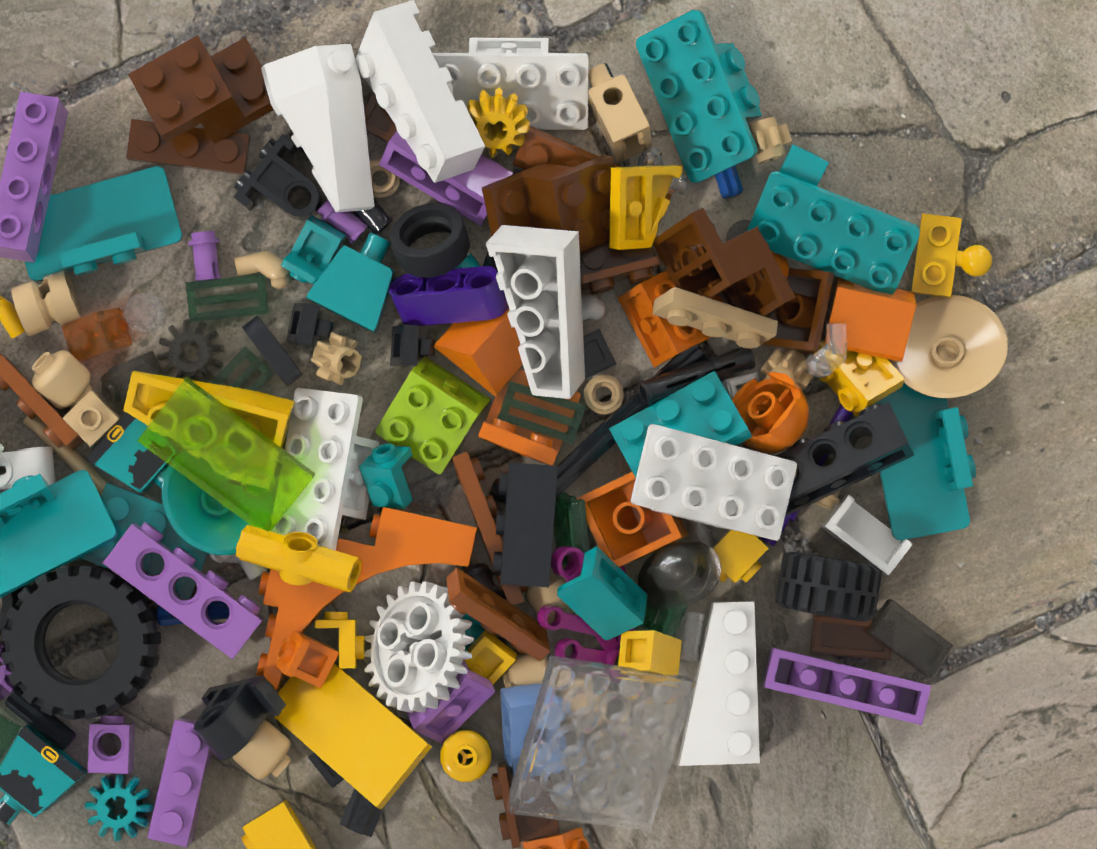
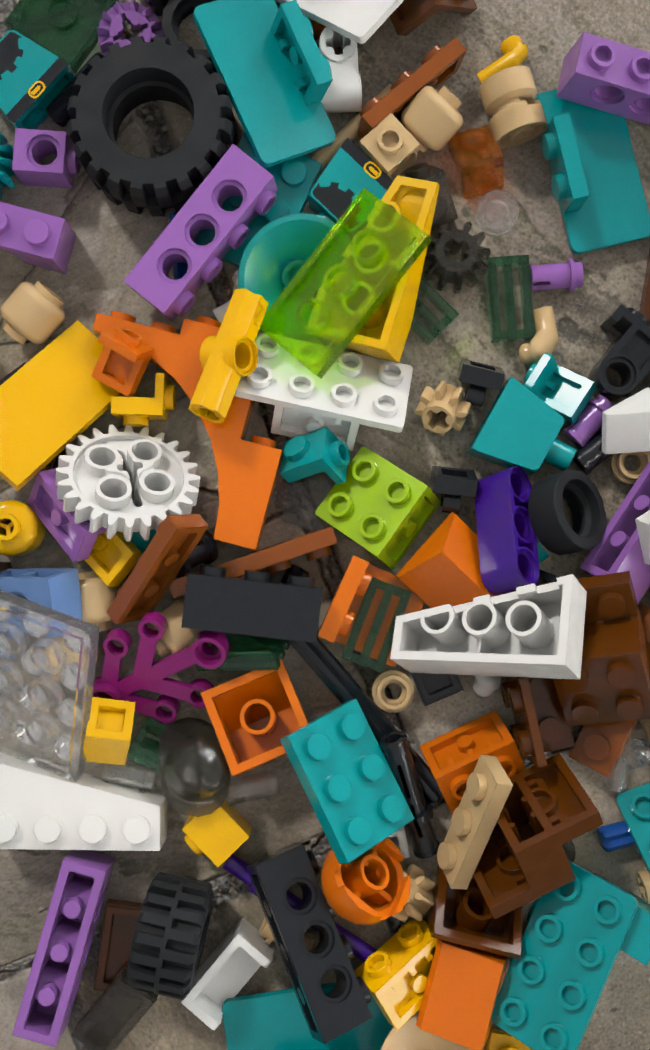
camera: 90 degrees right, 0 degrees up
(236, 713) = (63, 281): black pin -> none
(272, 350) = (453, 341): black beam -> none
(604, 596) = (172, 687): teal panel -> none
(638, 203) = (603, 743): yellow wing -> none
(713, 482) = (289, 819): white bracket -> none
(832, 354) = (426, 951): clear arm -> none

